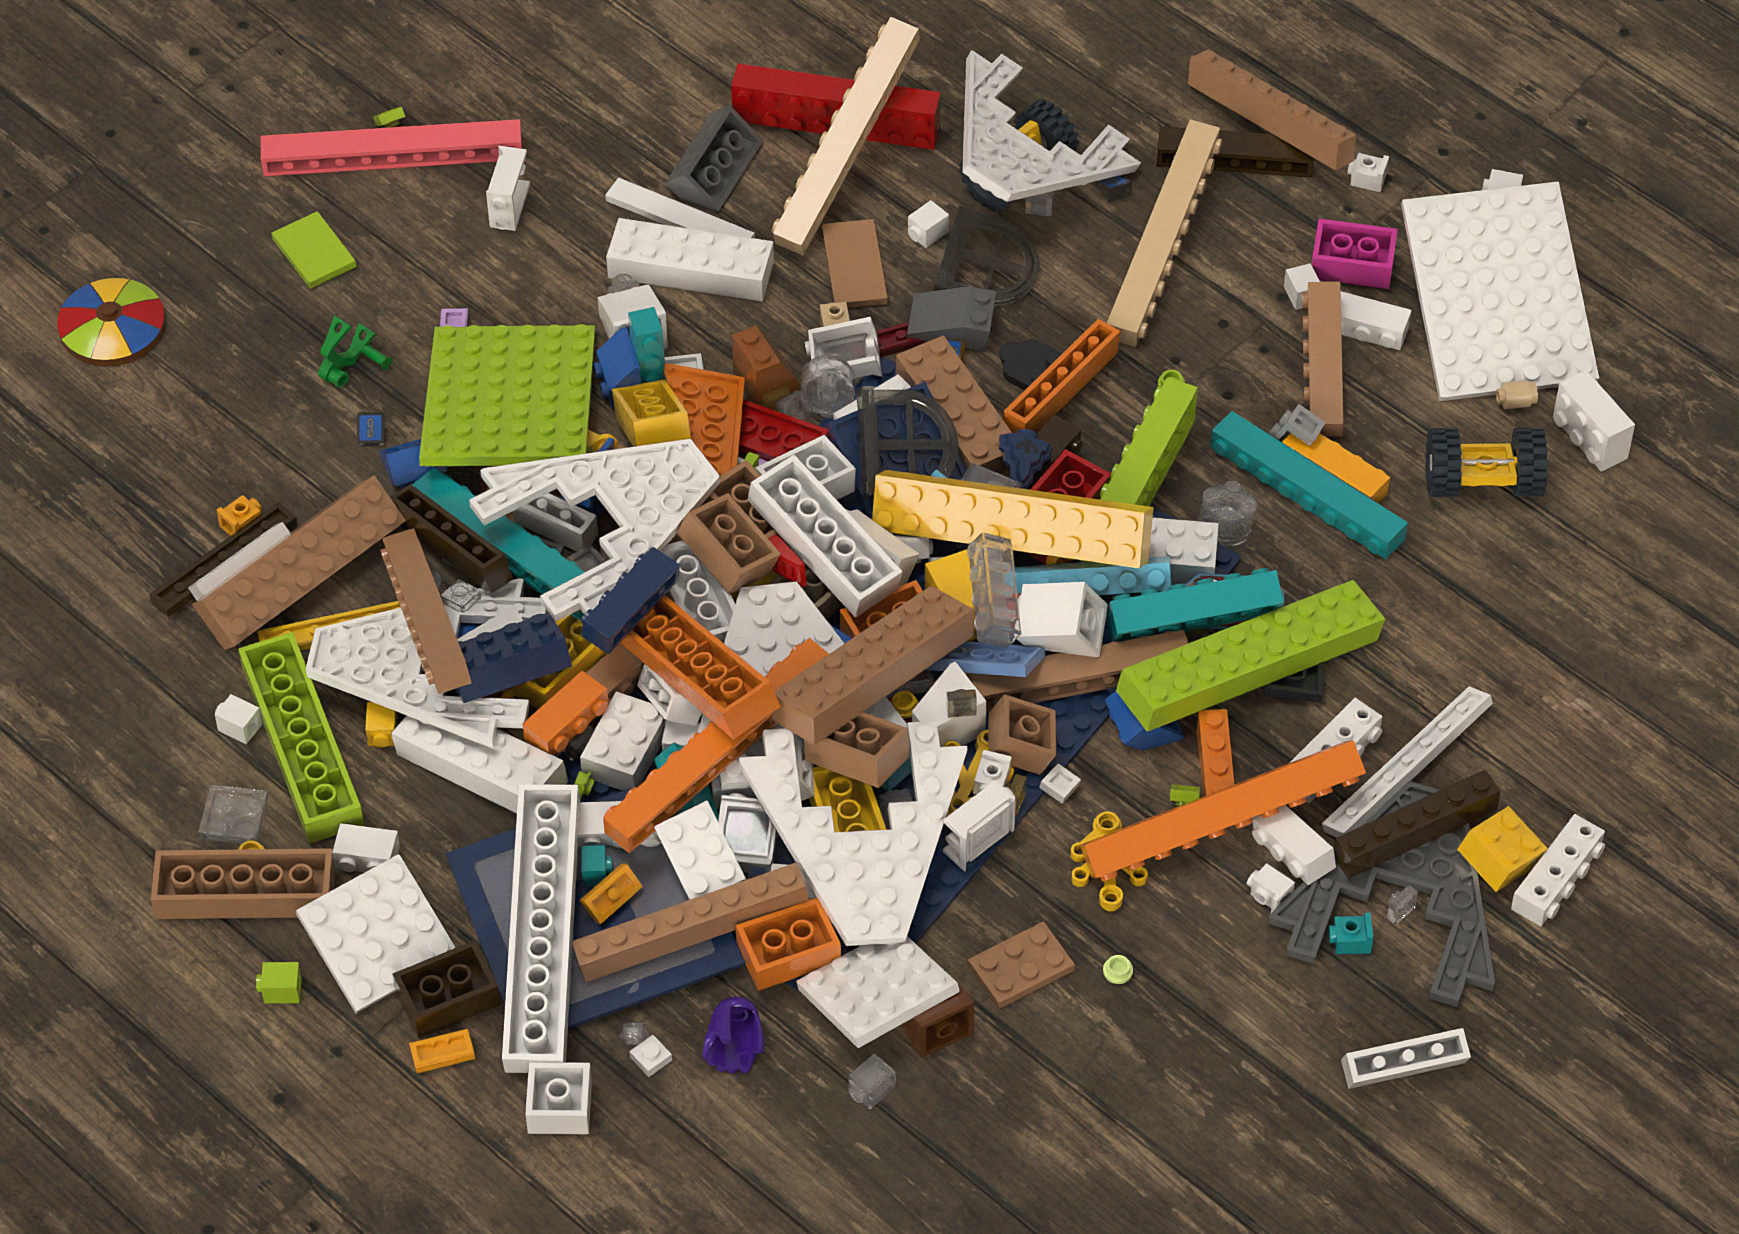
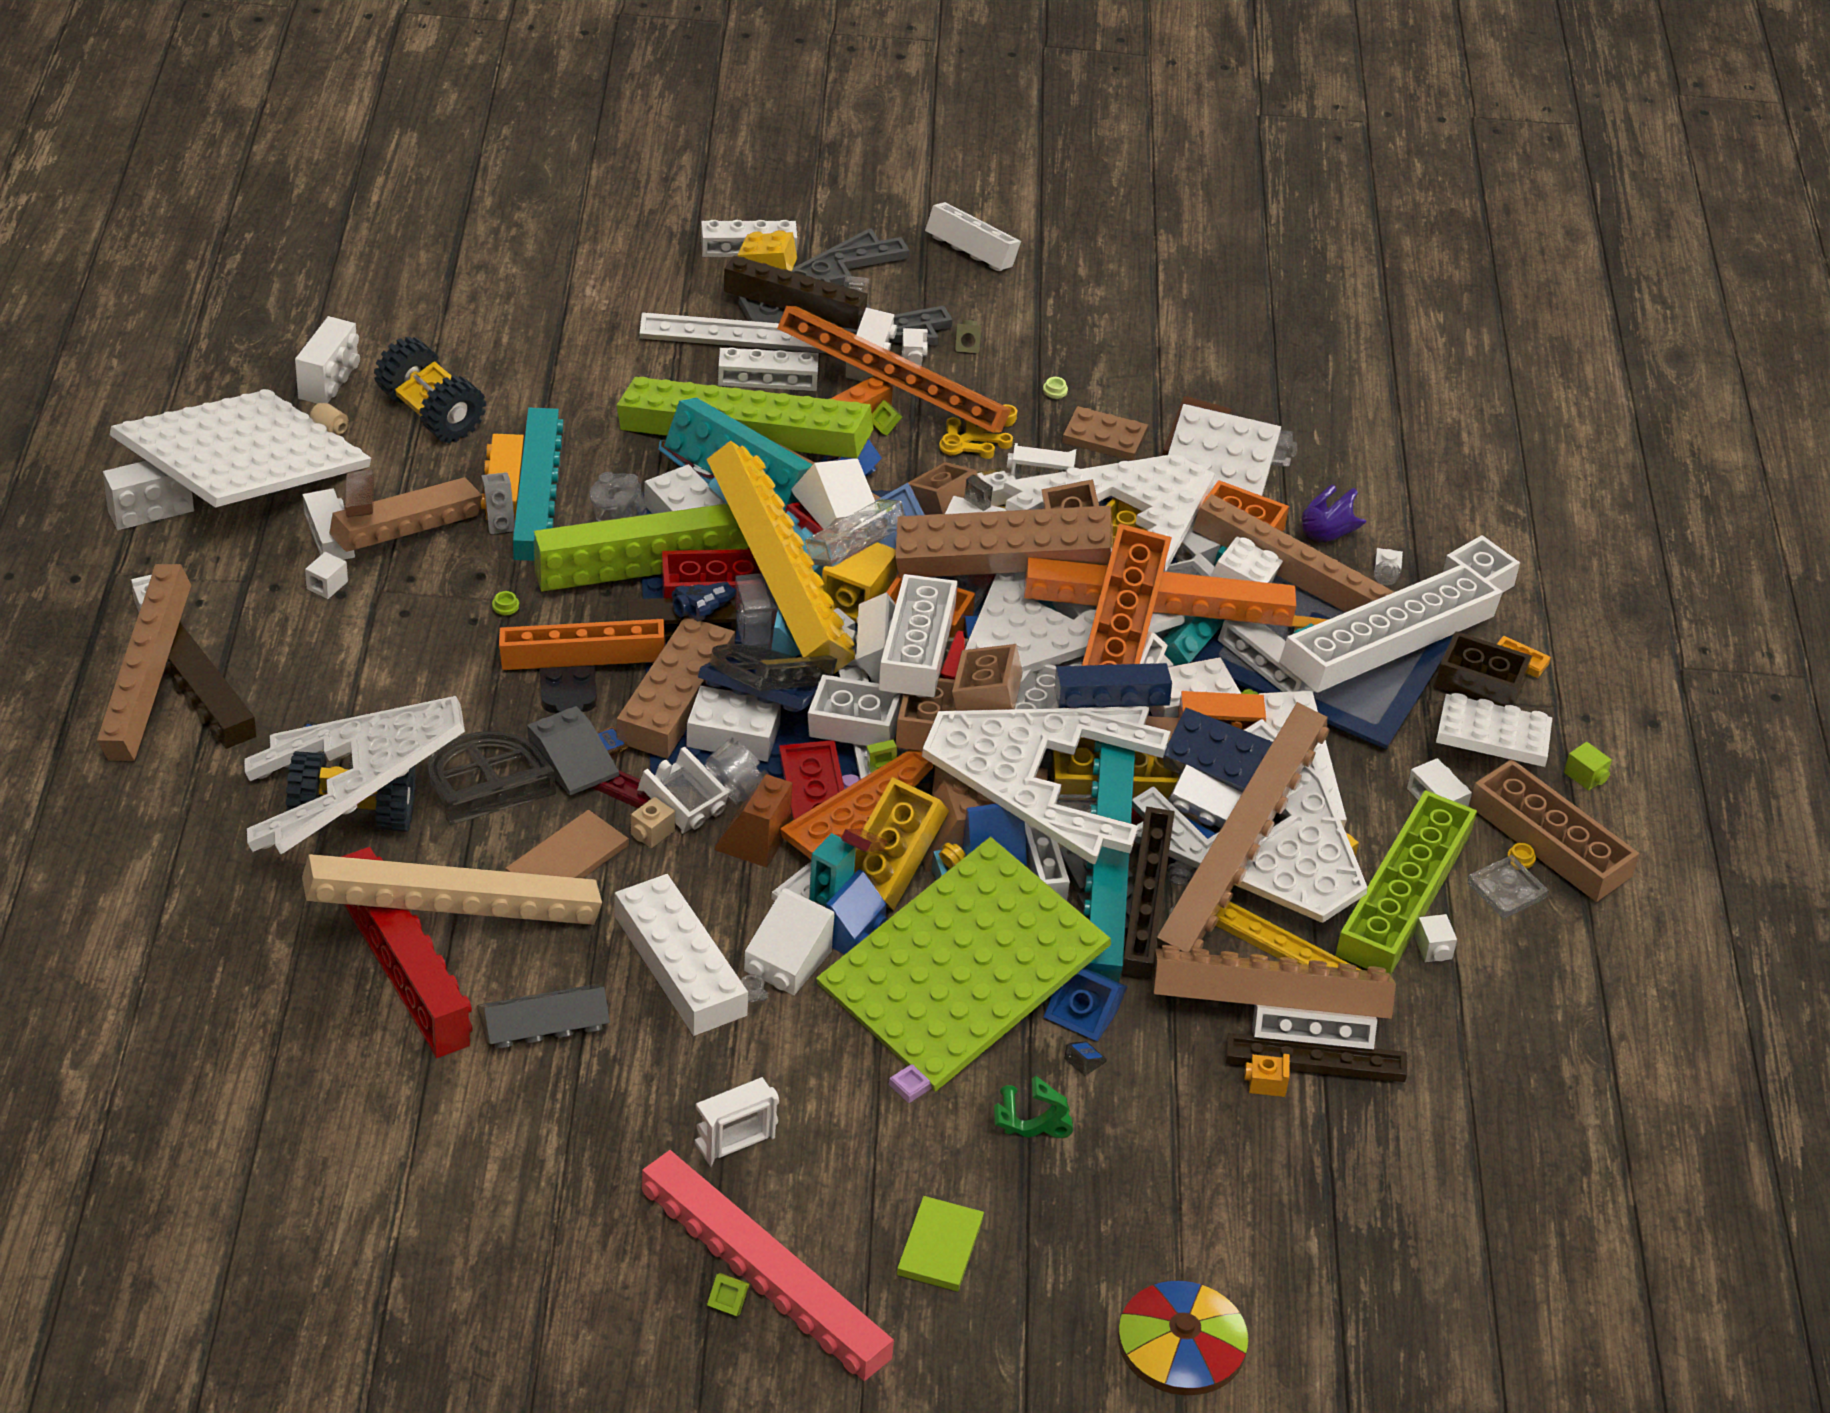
camera: 135 degrees left, 10 degrees down
(461, 596) = (1192, 845): clear plate -> none
(642, 353) = (864, 840): none -> dark red tile
(668, 210) = (630, 1005): white tile -> none
(928, 224) = (479, 826): white brick -> none
(1163, 232) = (351, 665): tan brick -> none
(1262, 955) = (971, 327): none -> olive bracket
(1352, 934) = (902, 298): teal brick -> none
(1354, 253) = (265, 555): dark pink brick -> none
(1367, 328) = (359, 493): none -> reddish brown tile

